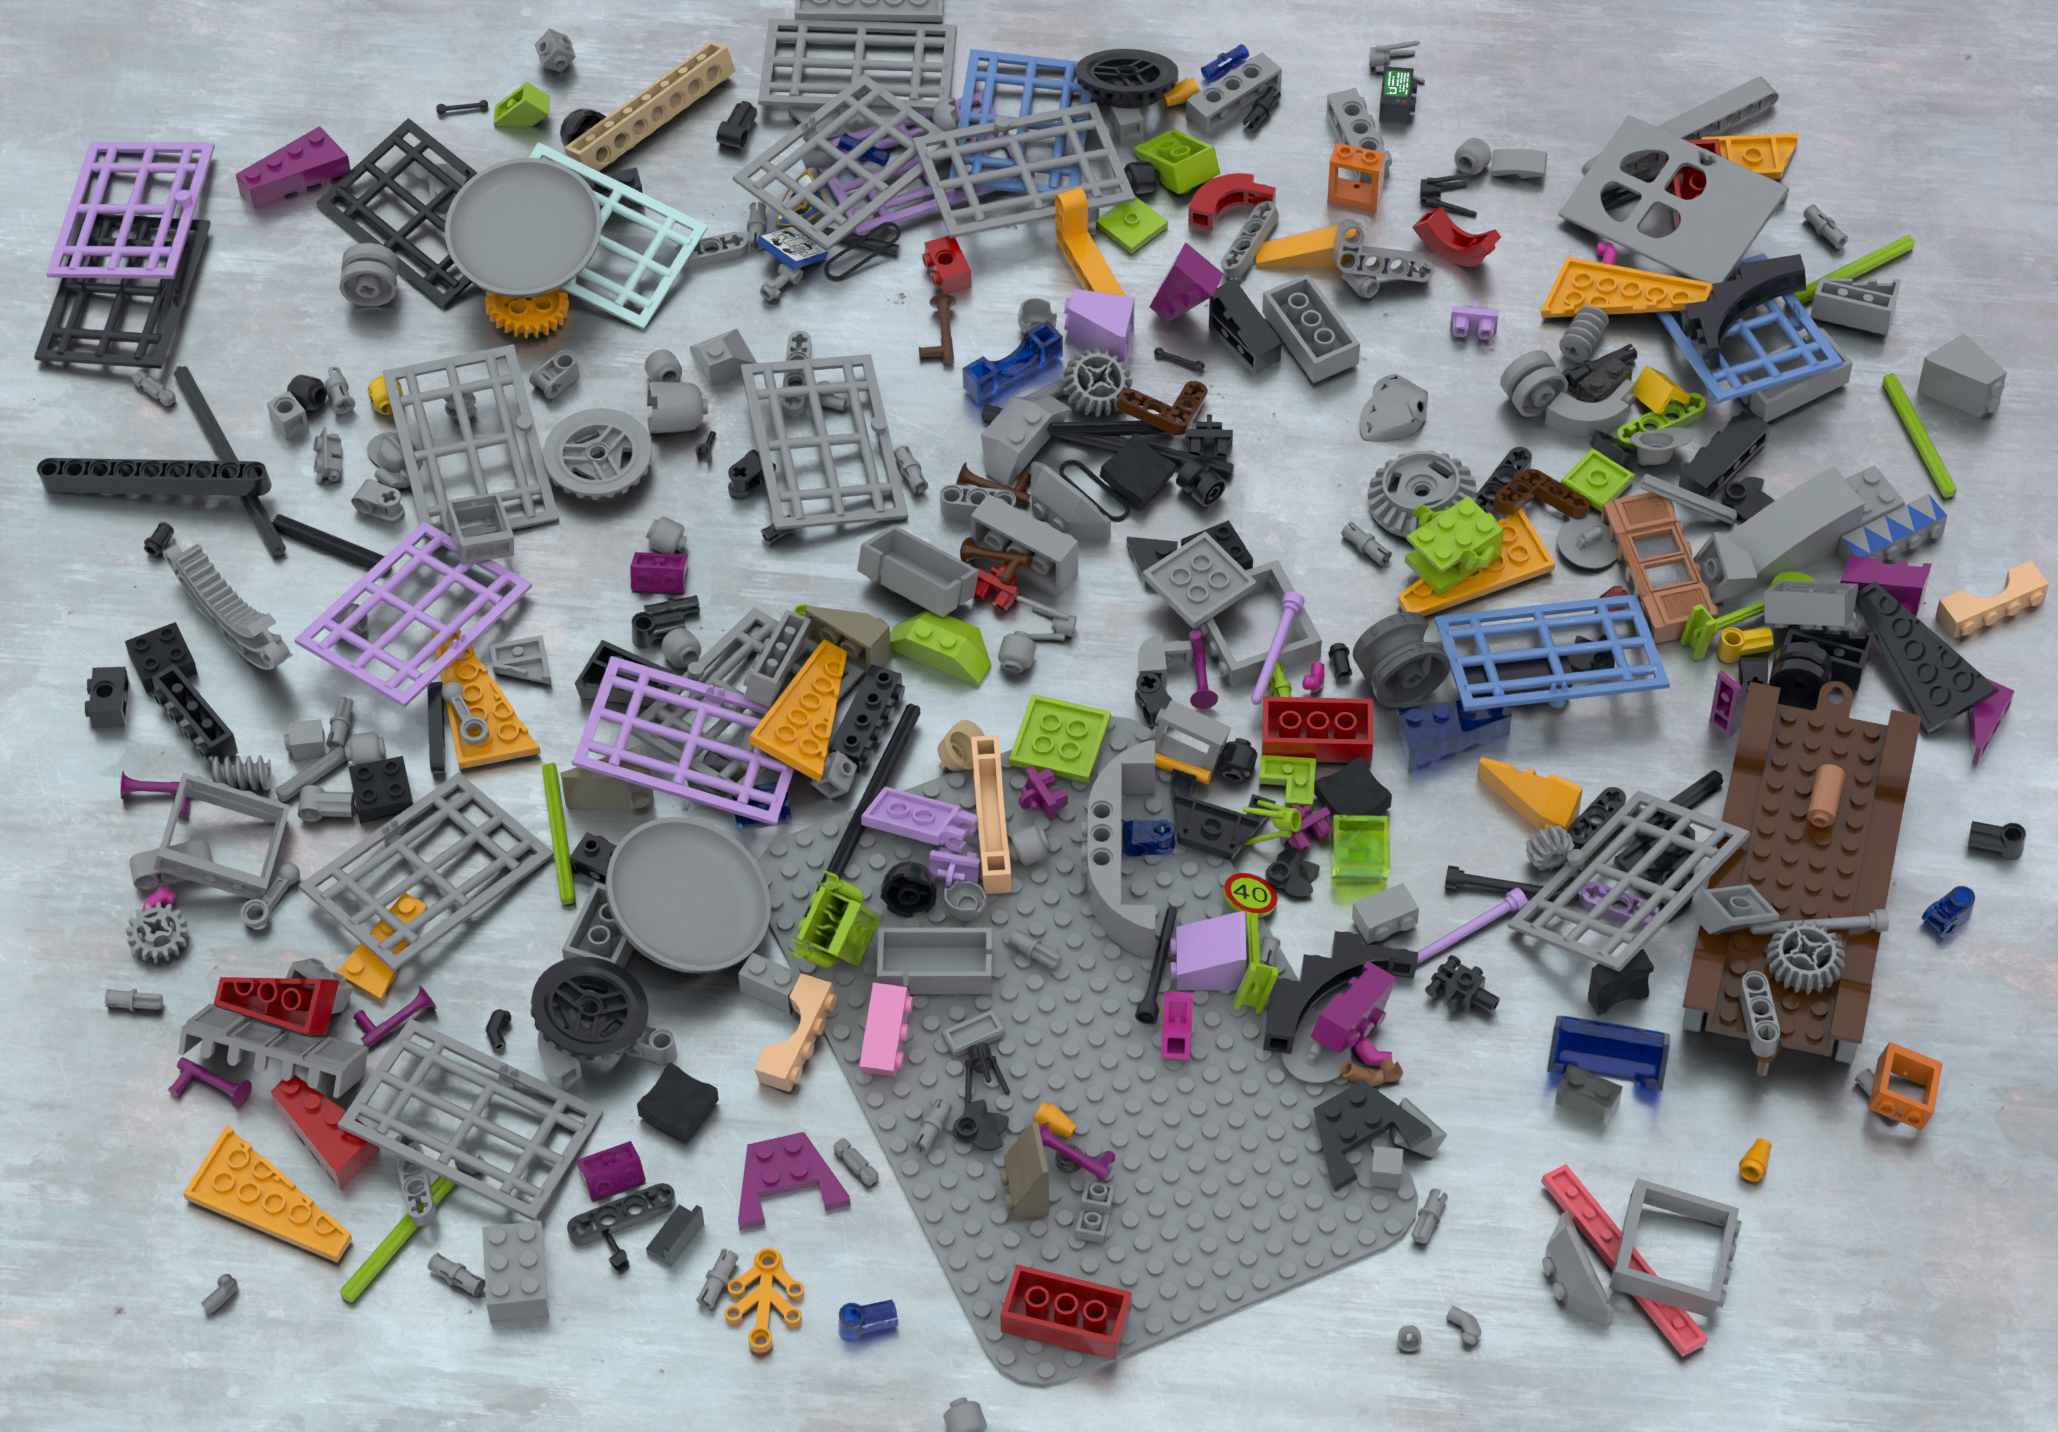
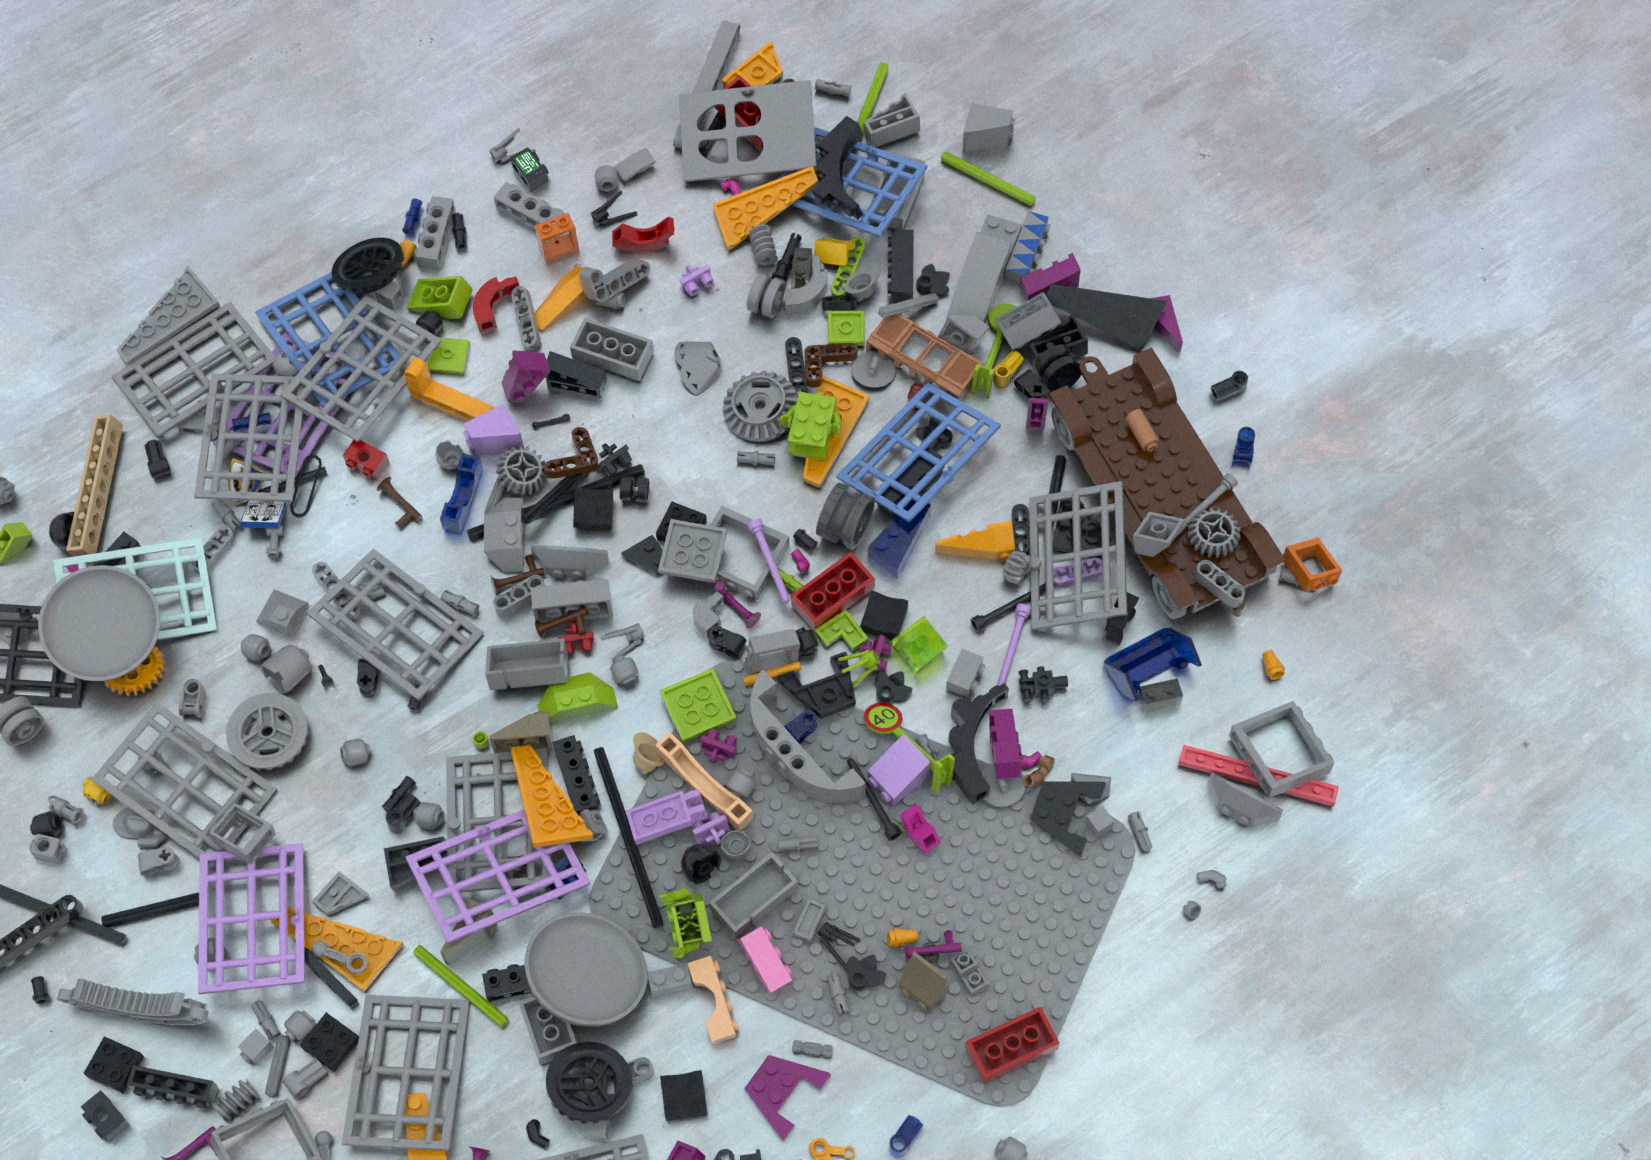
camera: 40 degrees left, 10 degrees up
(327, 447) = (91, 851): light grey hinge -> none
(658, 572) = (370, 777): magenta bracket -> none
(776, 658) = (499, 781): light grey brick -> none
(1101, 483) = (577, 530): black piece -> none
(1964, 613) = (1102, 266): light nougat arch -> none

